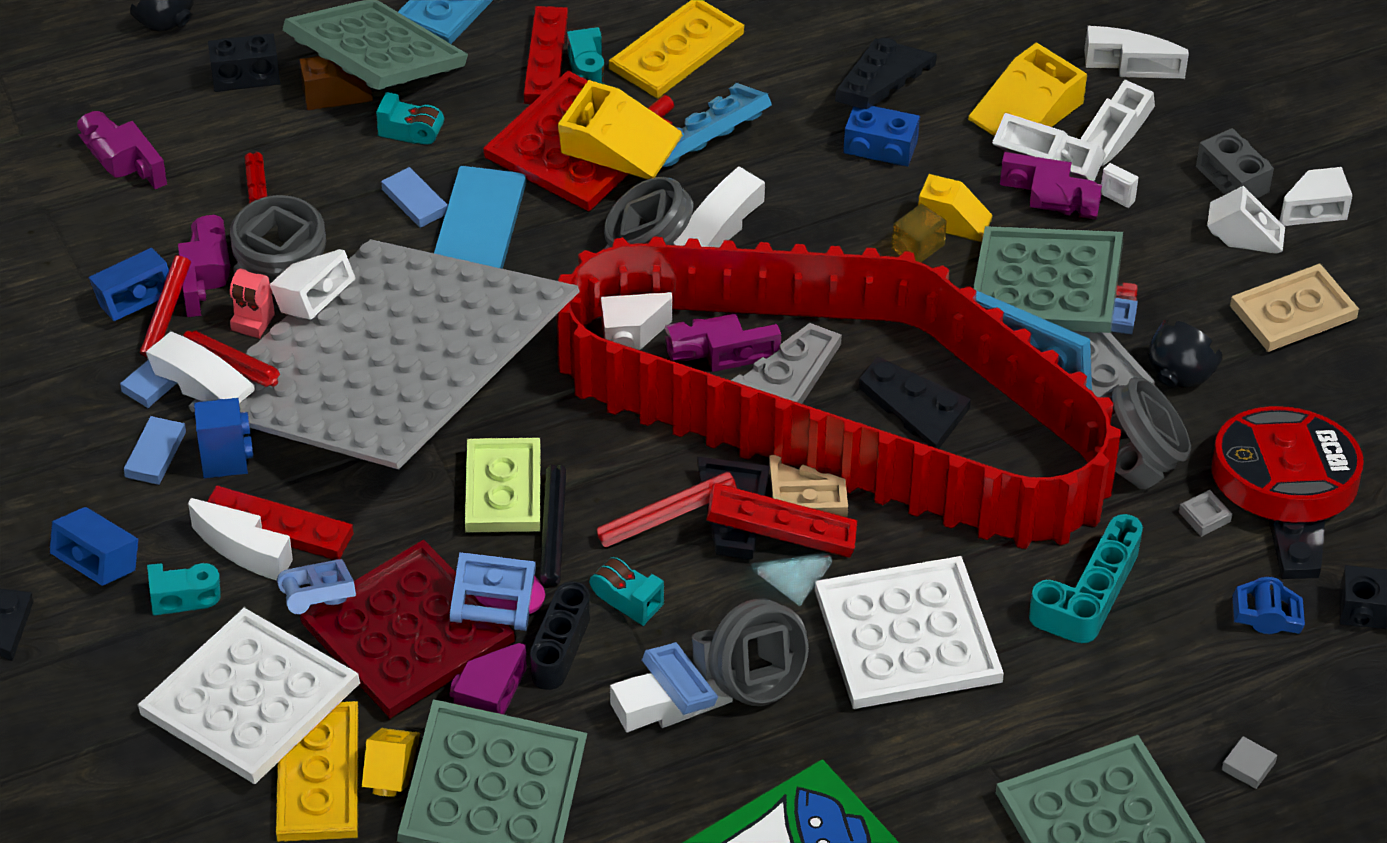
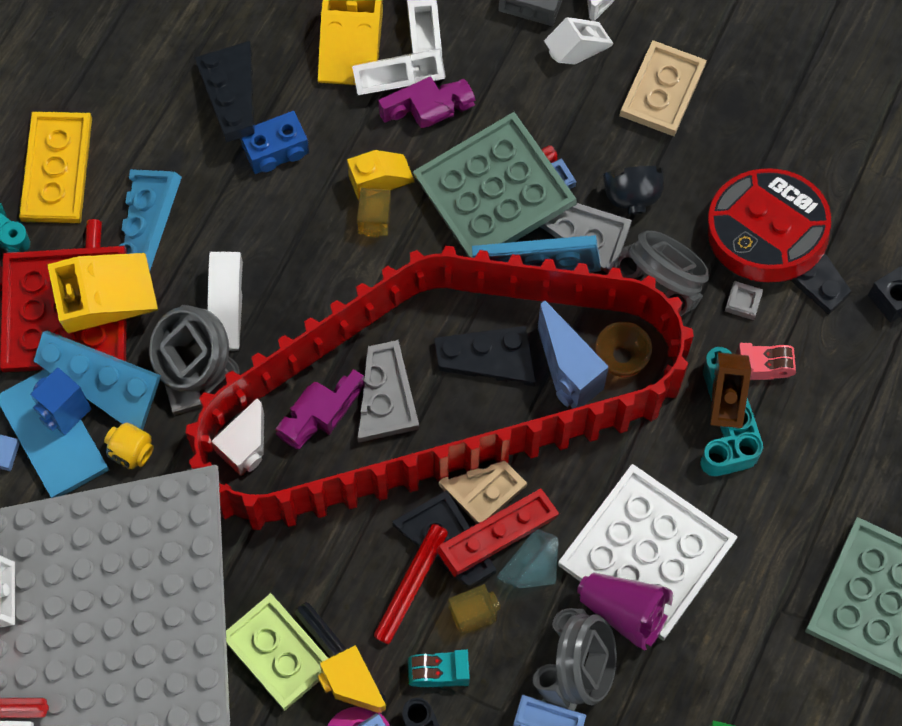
camera: 40 degrees left, 20 degrees up
(504, 187) = (59, 401): none -> blue brick
(532, 258) = (128, 445): none -> yellow head
(540, 532) = (351, 680): none -> yellow slope
(557, 202) = (105, 380): none -> dark azure wing
(702, 566) = (473, 609): none -> clear yellow brick
(842, 644) = (627, 605): none -> magenta cone
(980, 424) = (573, 365): none -> medium blue slope
(1043, 459) = (625, 336): none -> clear orange piece
(1106, 544) = (730, 390): none -> reddish brown slope
(1119, 185) = (470, 68): white tile -> none
(1172, 565) = (769, 361): none -> coral leg
(1268, 612) = (846, 347): blue piece -> none

